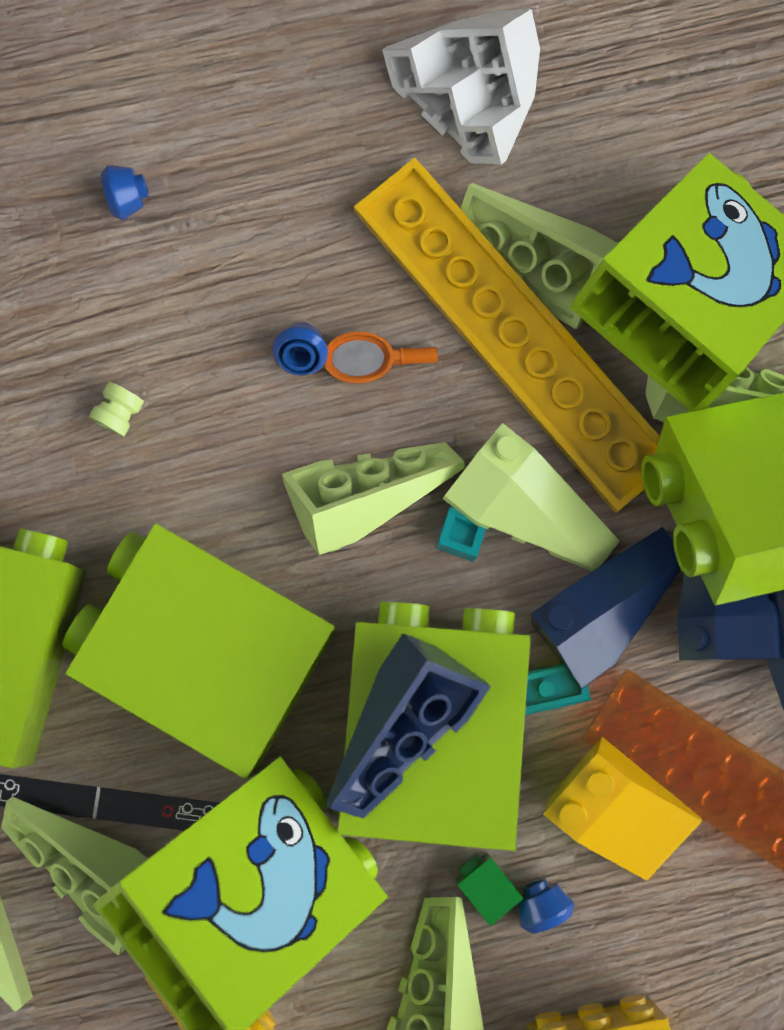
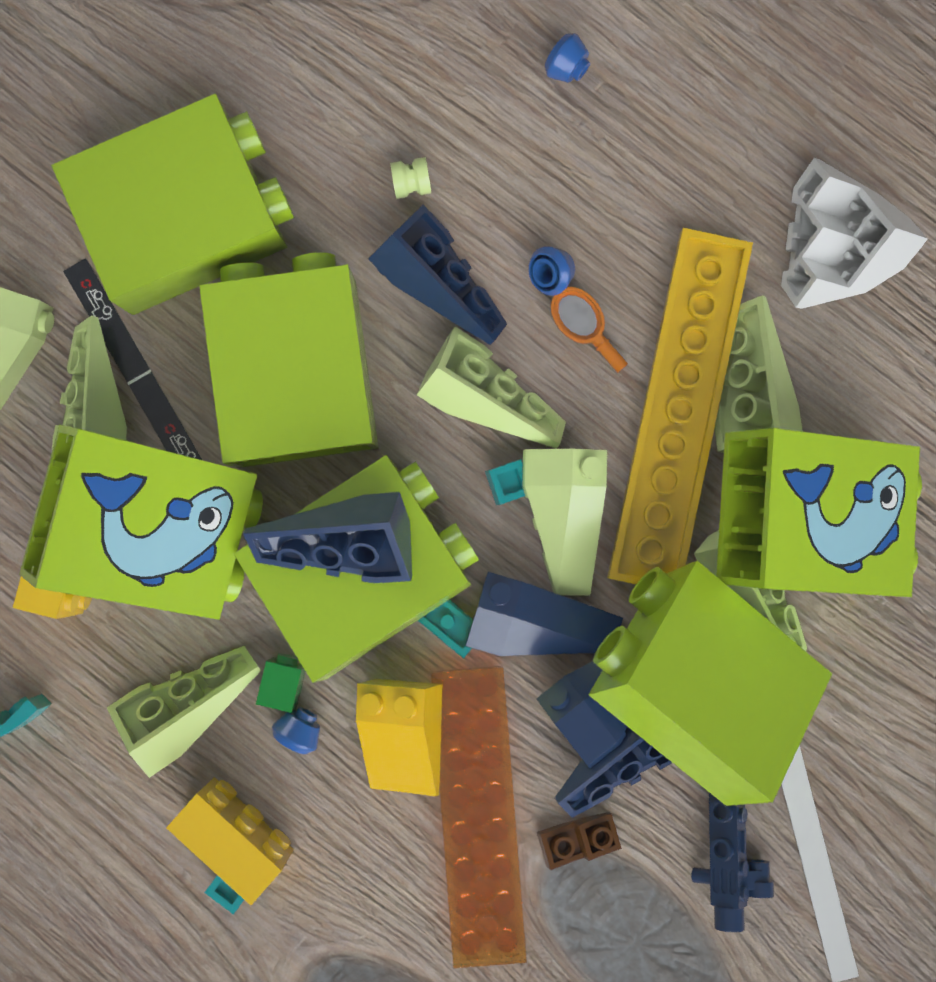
camera: 60 degrees right, 5 degrees up
(207, 458) = (427, 268): none -> dark blue wedge

